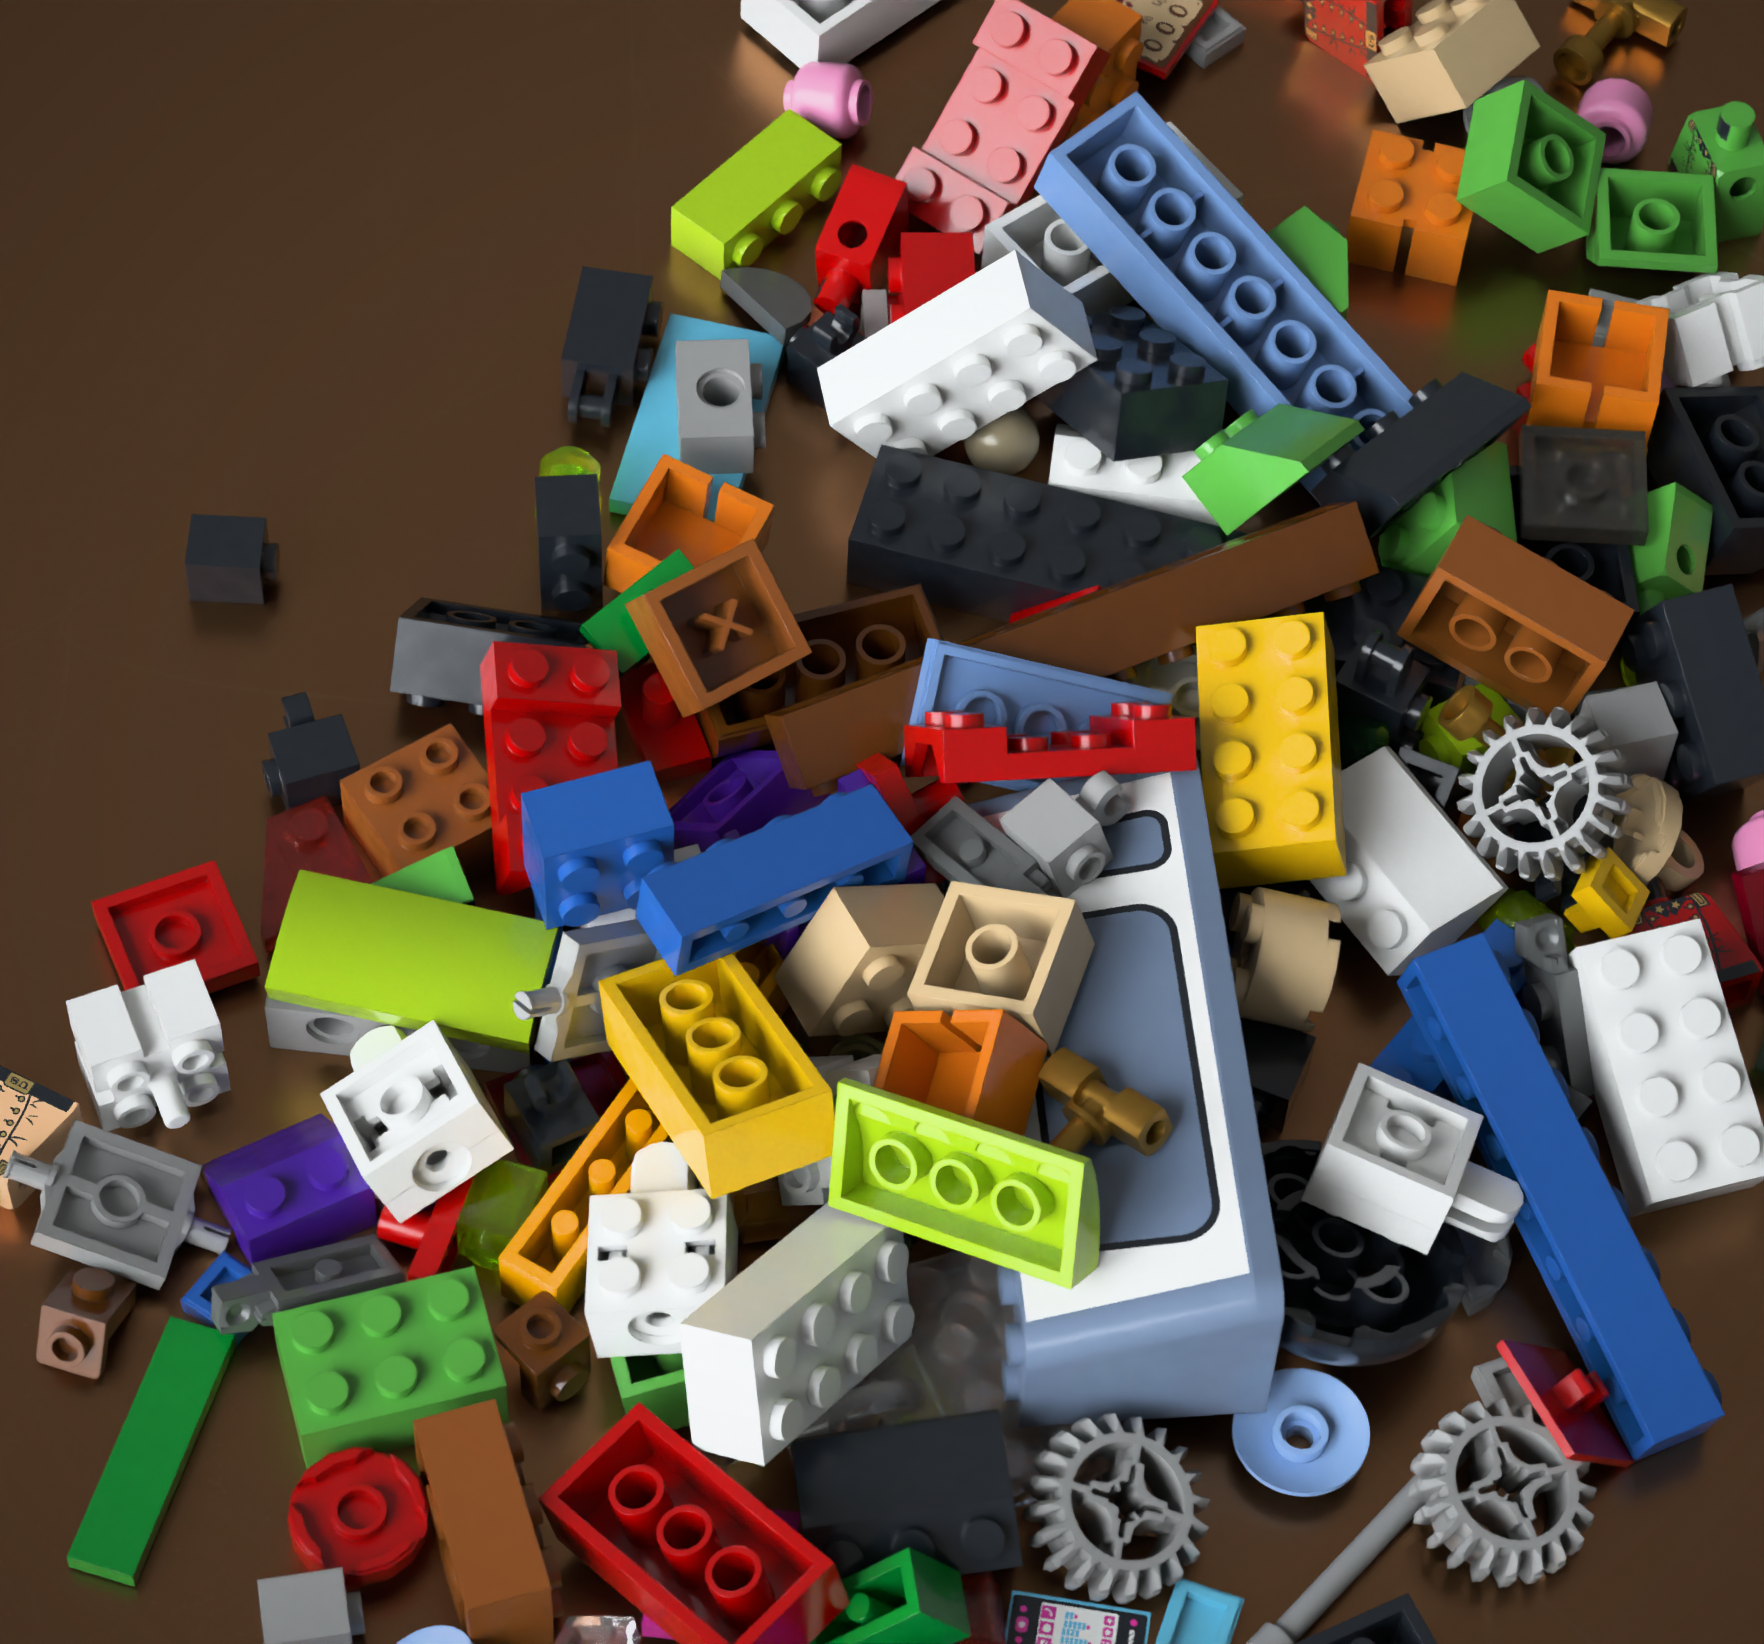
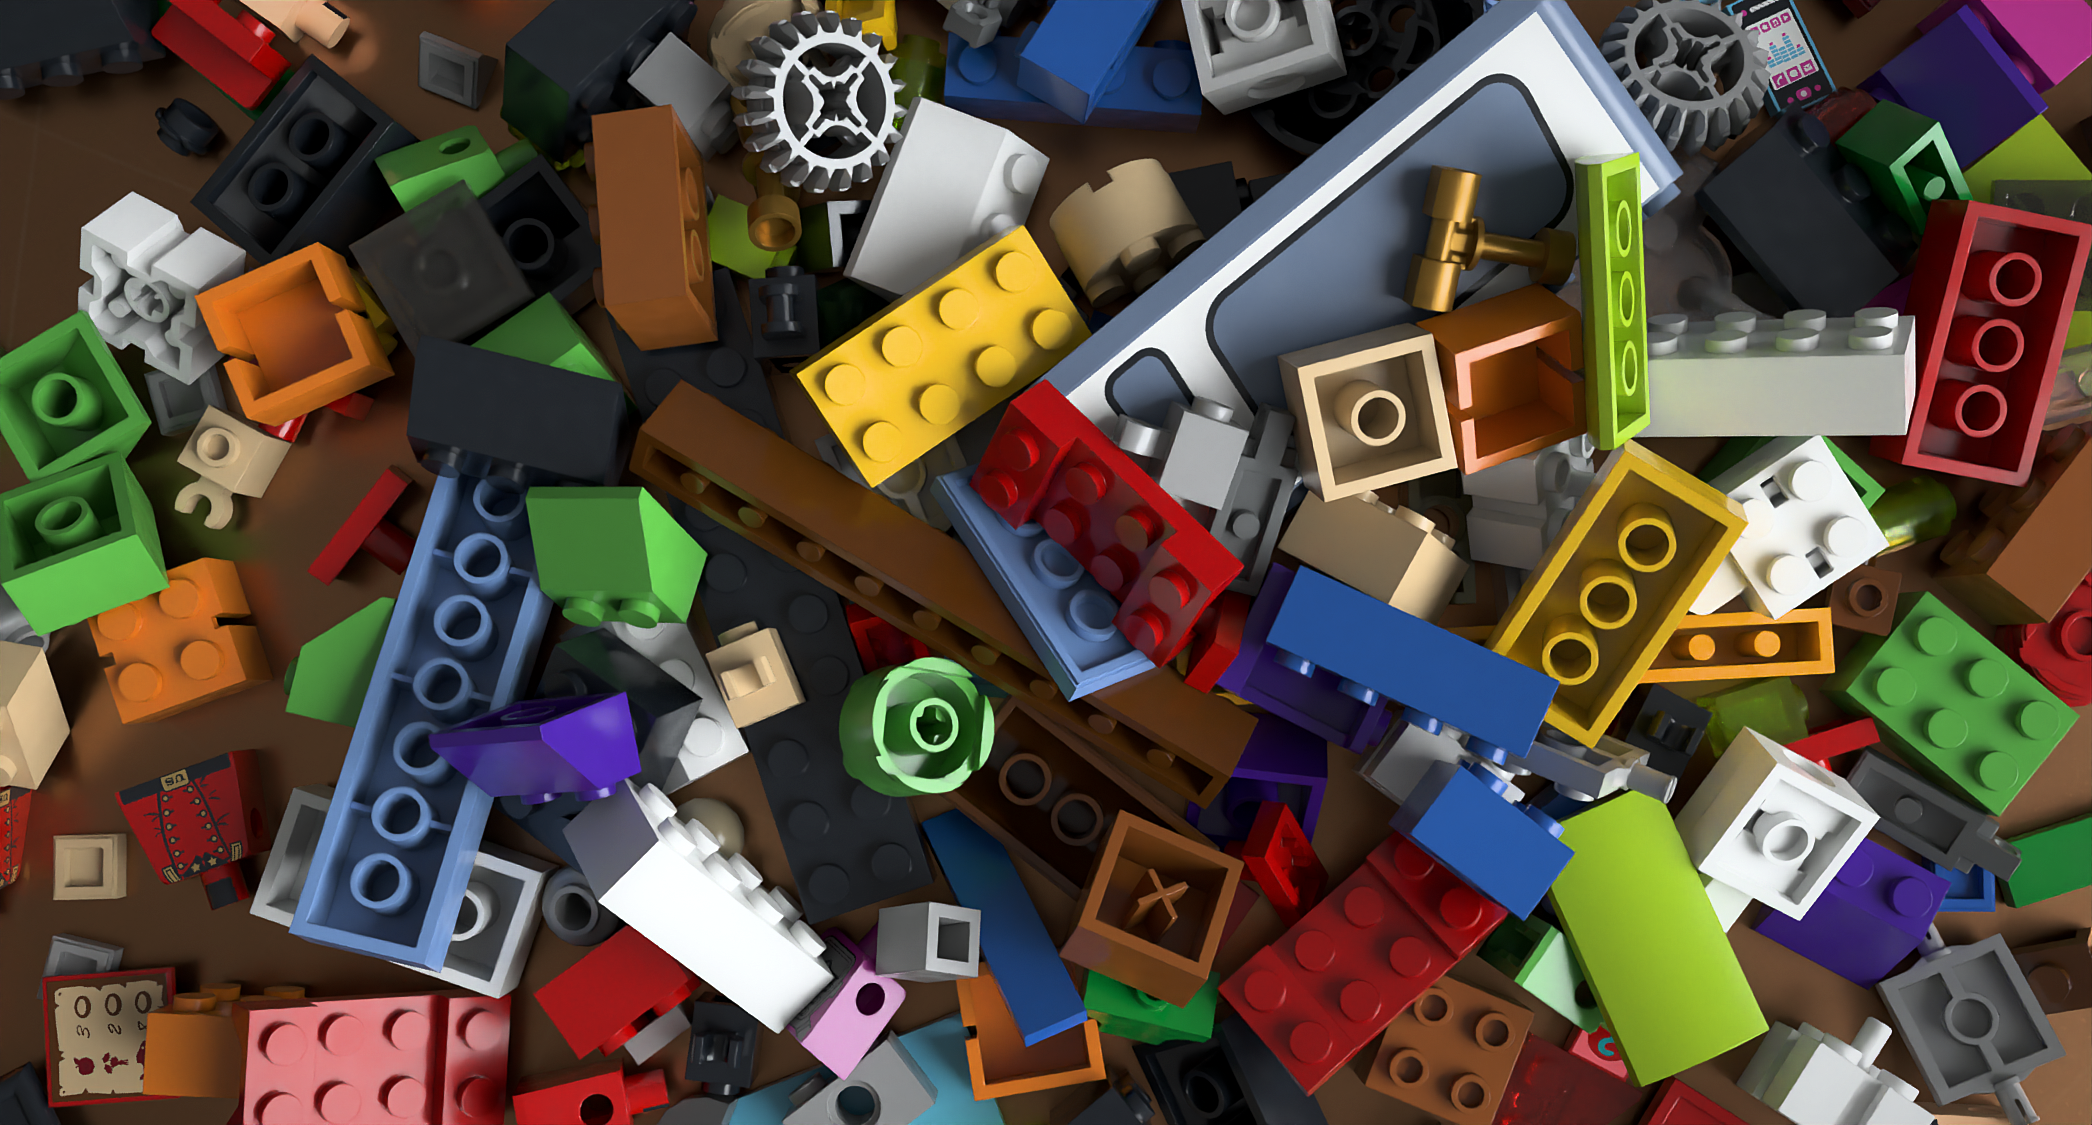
camera: 120 degrees left, 30 degrees up
(576, 1426) = (1913, 513): none -> clear neon green brick
(688, 770) = (1281, 862): none -> red tile
(802, 442) = (851, 1008): none -> torso
(802, 567) = (1011, 932): none -> blue tile
(807, 492) = (928, 942): none -> light grey brick
(980, 537) = (882, 735): none -> bright green brick
(1106, 495) = (754, 674): none -> tan brick
(1155, 314) = (545, 747): none -> dark purple slope
(1263, 148) = (202, 823): none -> red torso
(1281, 78) = (89, 866): none -> tan tile
(1417, 359) = (369, 531): none -> red tile
(1523, 301) = (231, 458): none -> tan brick

